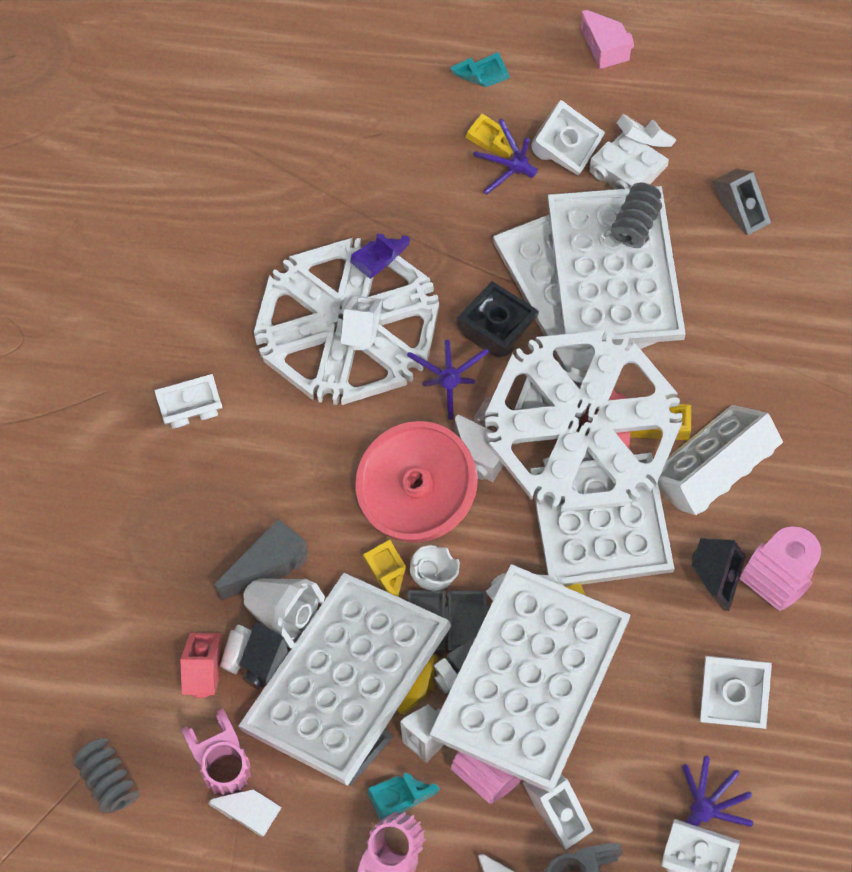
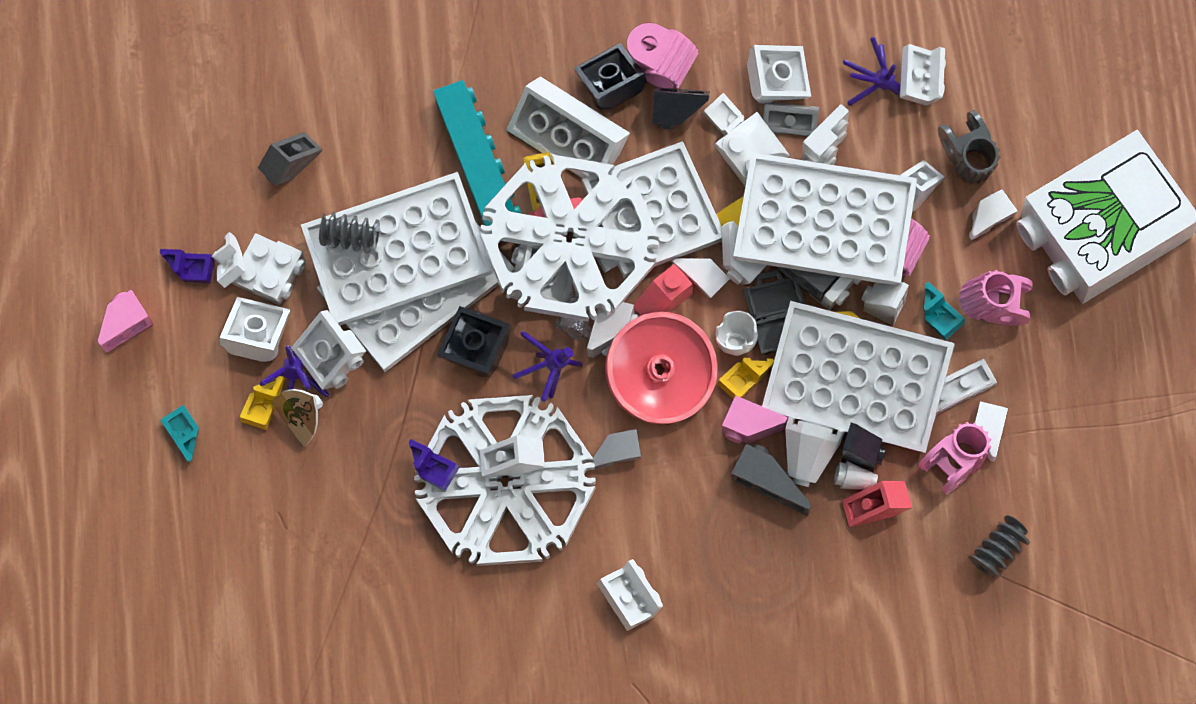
camera: 100 degrees left, 10 degrees up
(307, 797) = (966, 384): none -> white tile
(334, 554) = (751, 422): none -> bright pink slope
(345, 427) = (618, 448): none -> light grey slope
(471, 163) = (299, 412): none -> shield
(501, 510) = (665, 292): none -> coral slope
(516, 551) = (703, 274): none -> white slope
(517, 191) = (328, 351): none -> white plate
(630, 709) = (823, 141): none -> white plate
(650, 102) = (189, 266): none -> dark purple slope
(651, 640) = (748, 137): none -> white slope
(679, 695) = (791, 118): none -> light grey slope
(693, 626) = (723, 114): none -> white slope
(711, 364) = (472, 145): none -> teal brick
(765, 510) = (611, 77): none -> black slope

